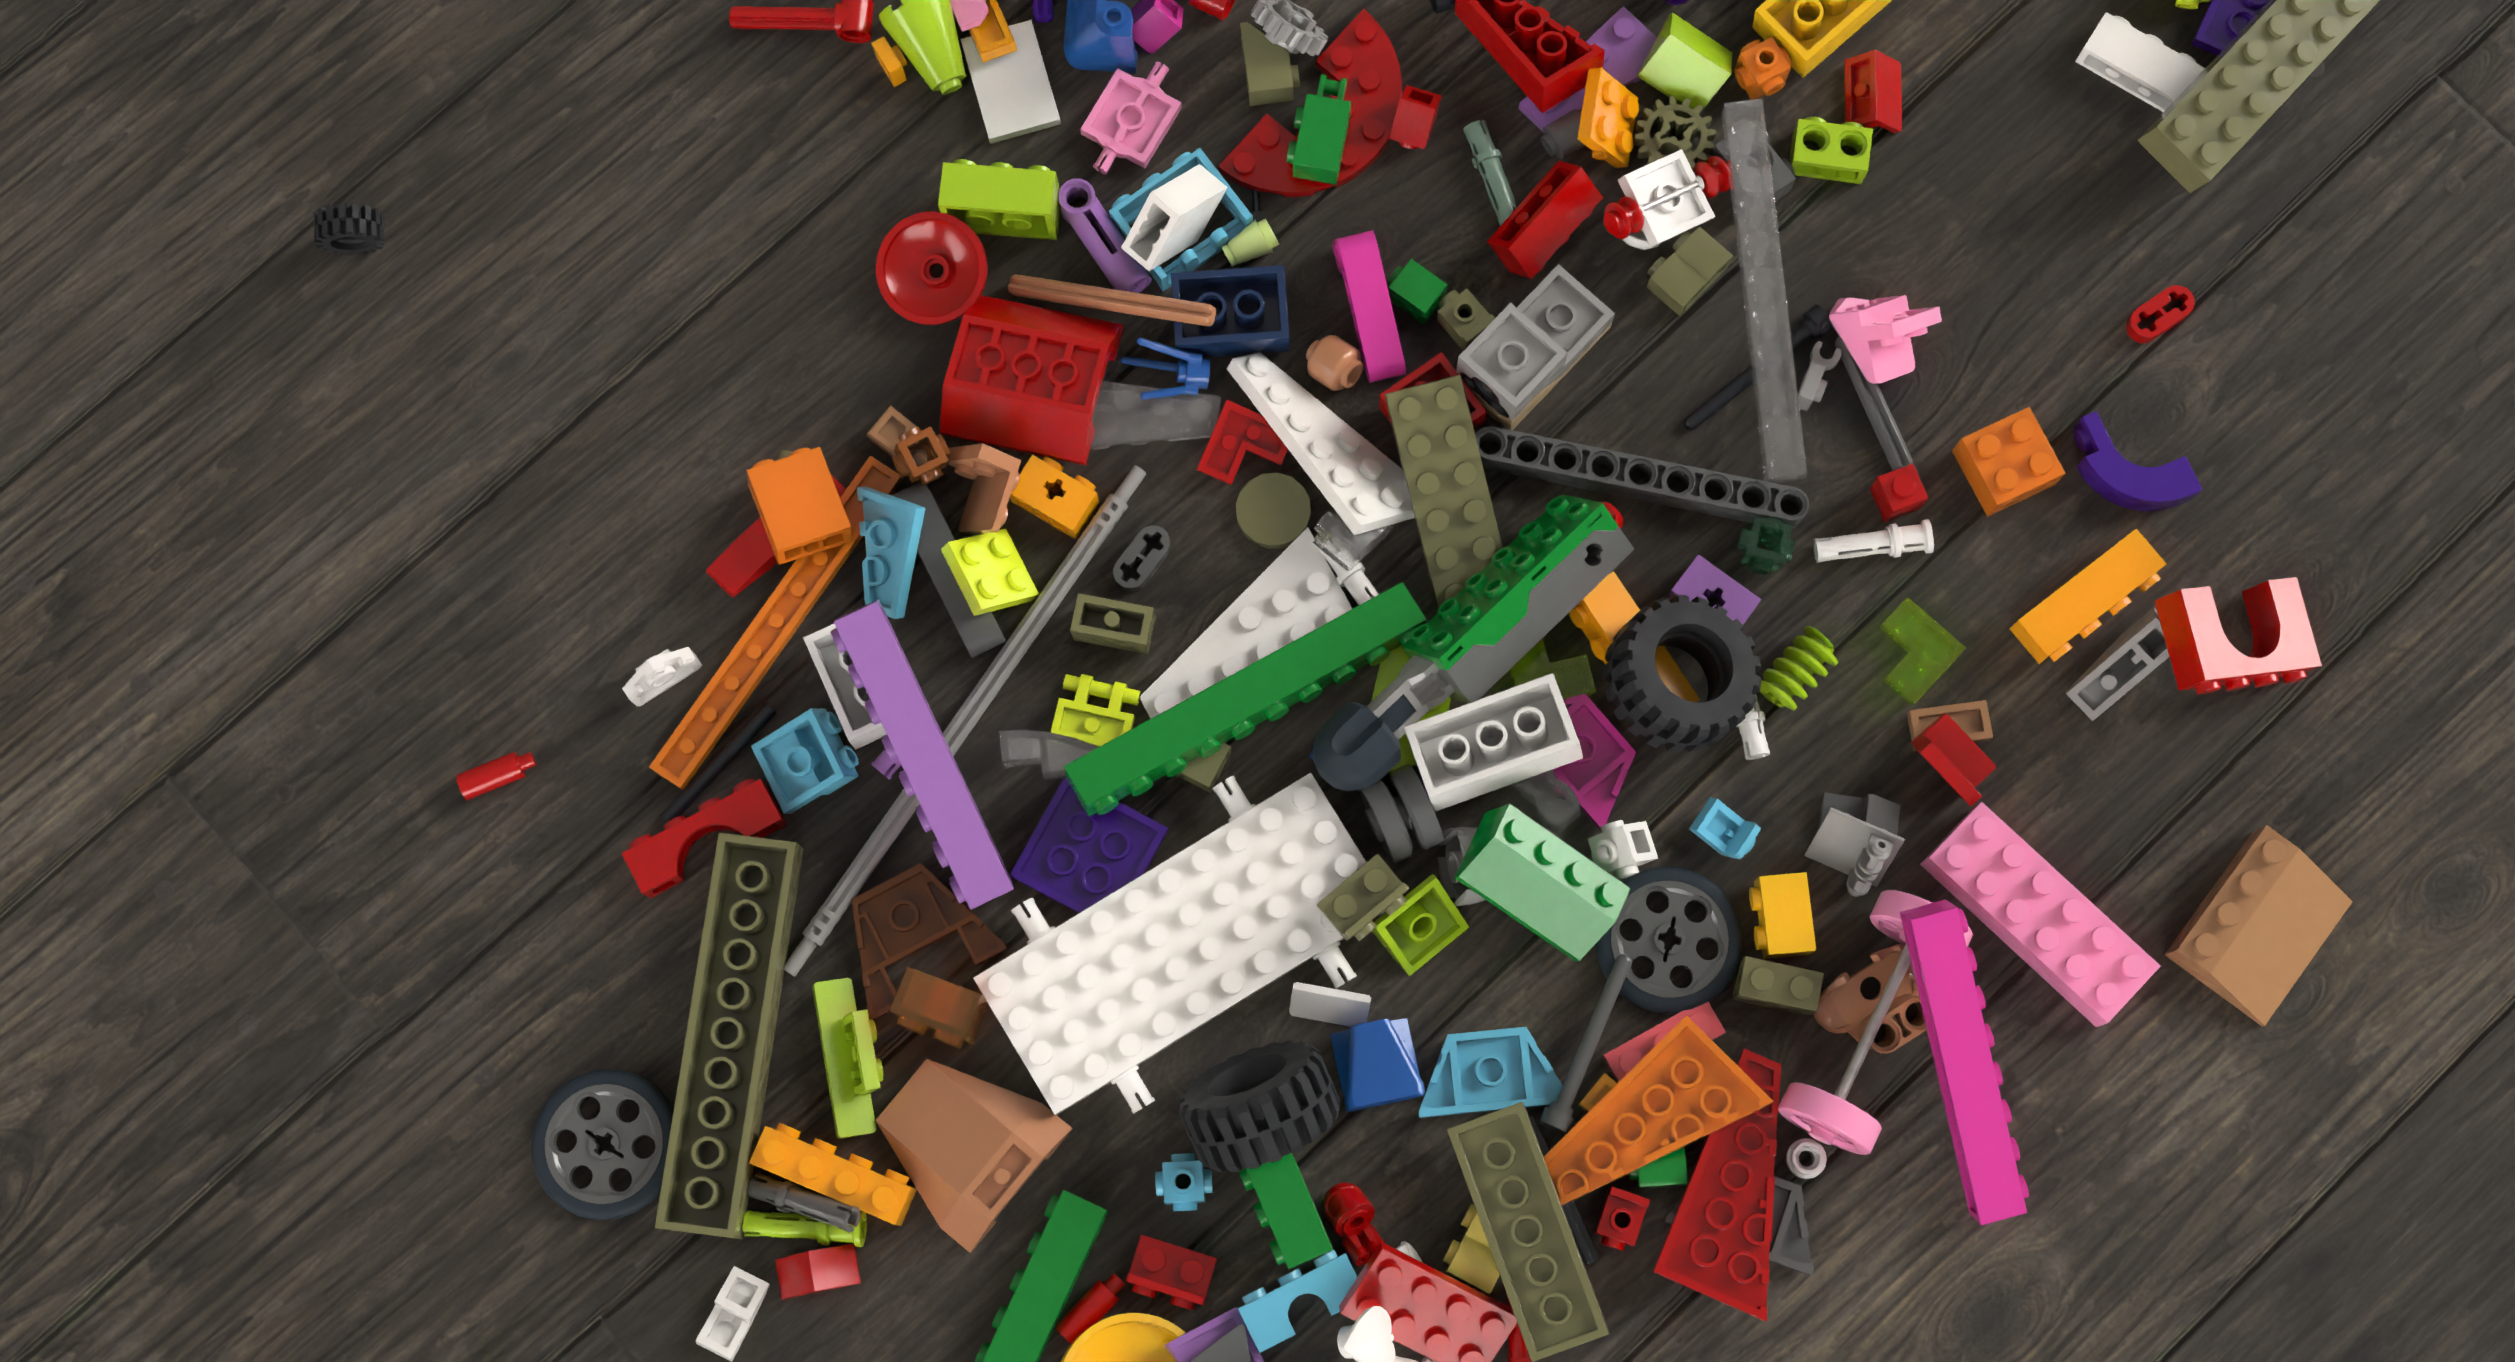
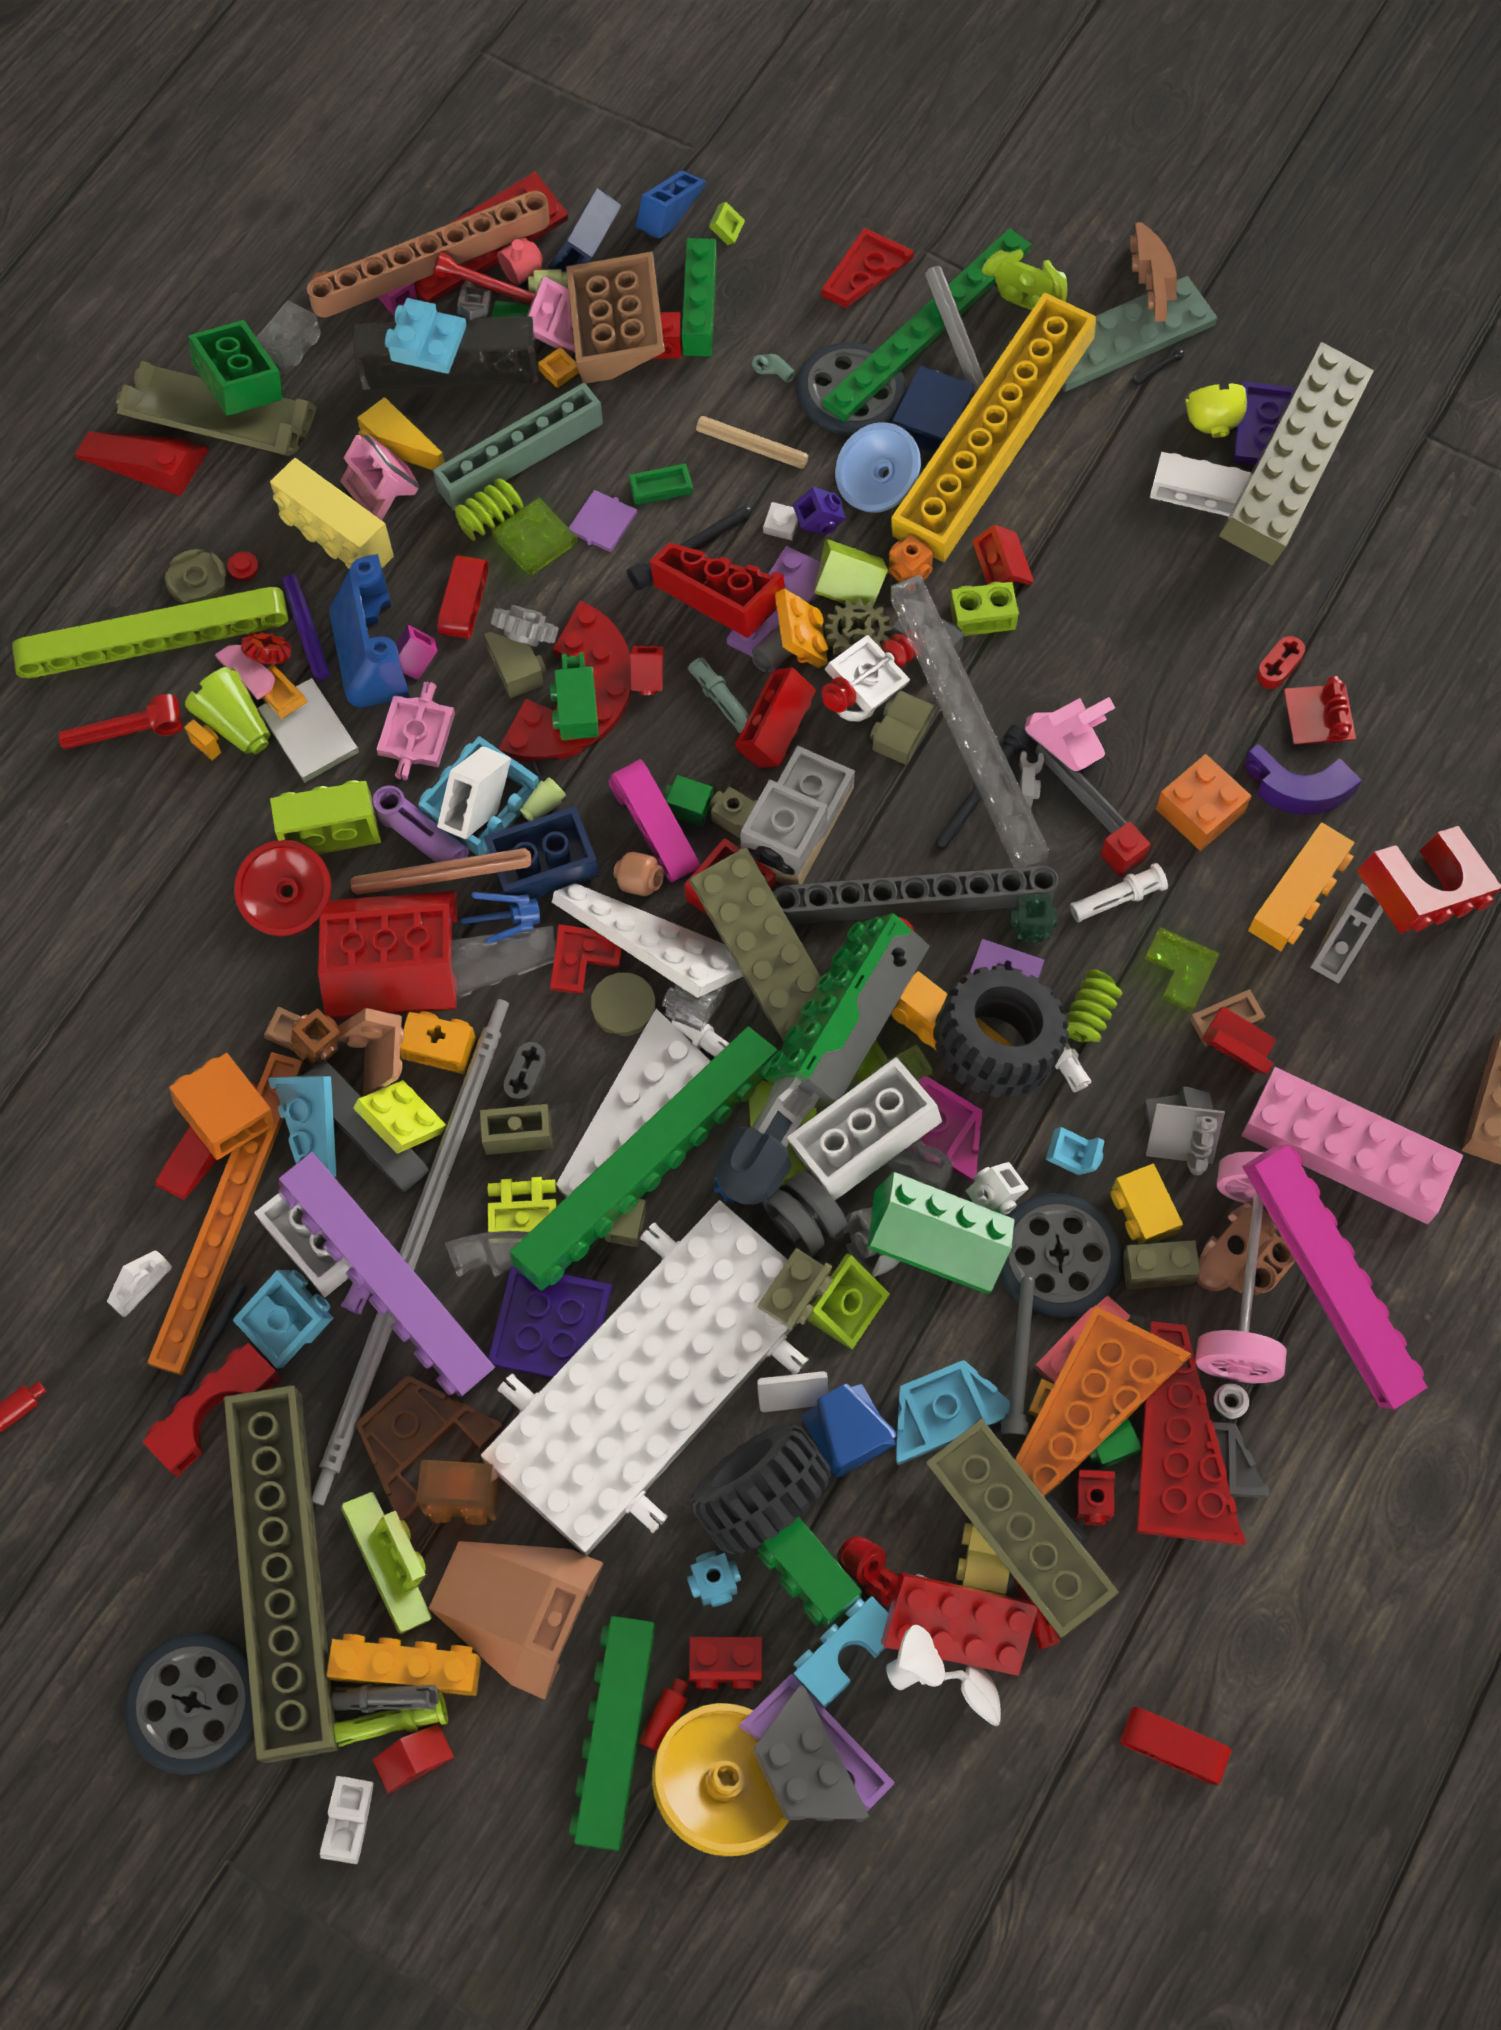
camera: 20 degrees left, 10 degrees down
(2184, 390) = (1320, 713): none -> hinge

